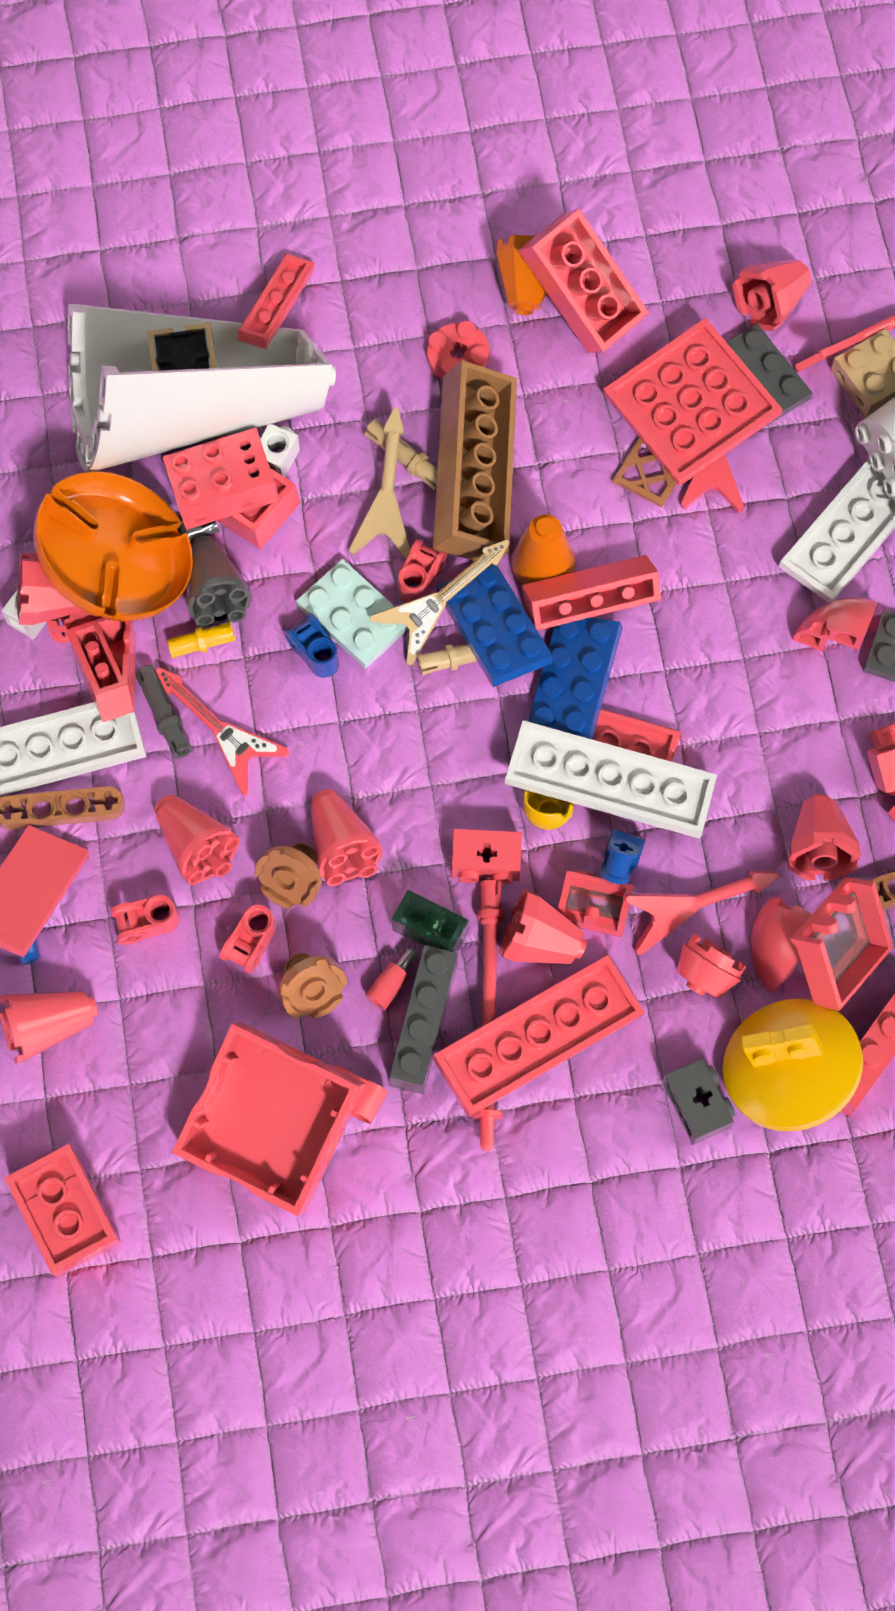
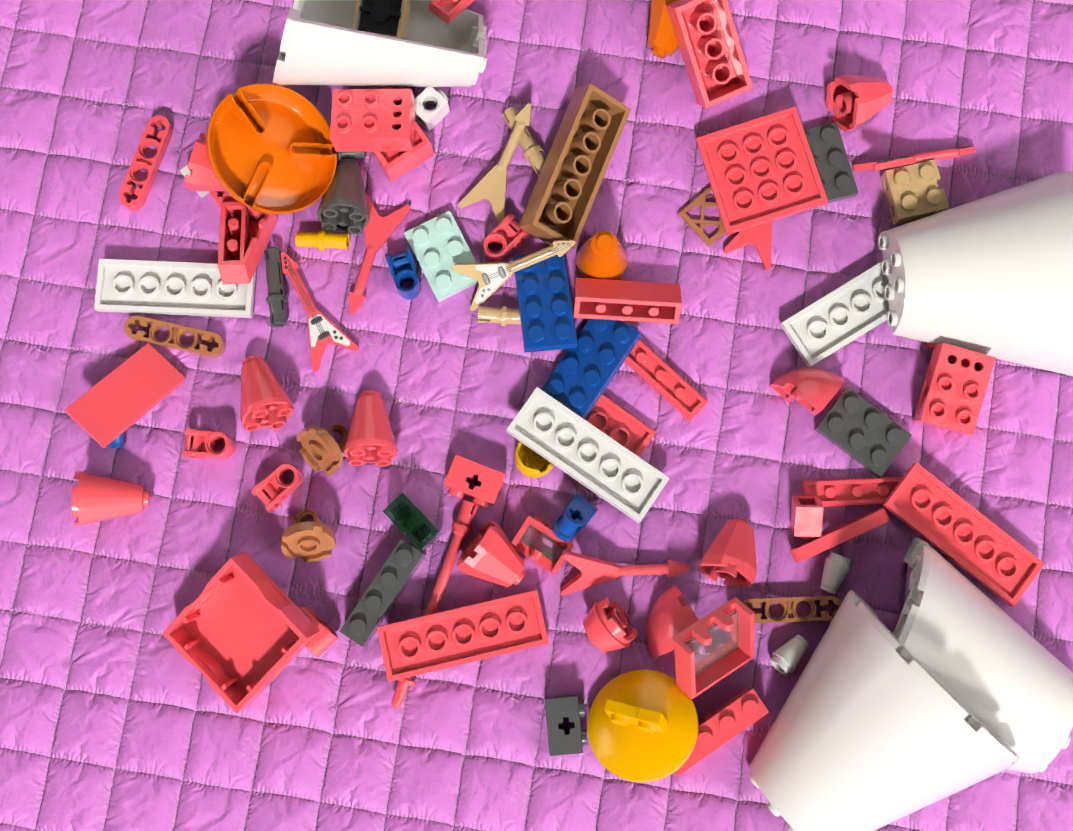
camera: 20 degrees right, 10 degrees up
(62, 1210) = (72, 647): coral piece -> none
(263, 615) = (376, 234): none -> coral piece
(390, 981) = (370, 553): coral piece -> none
(456, 336) = (603, 59): coral plate -> none
(669, 671) = (665, 380): none -> coral tile

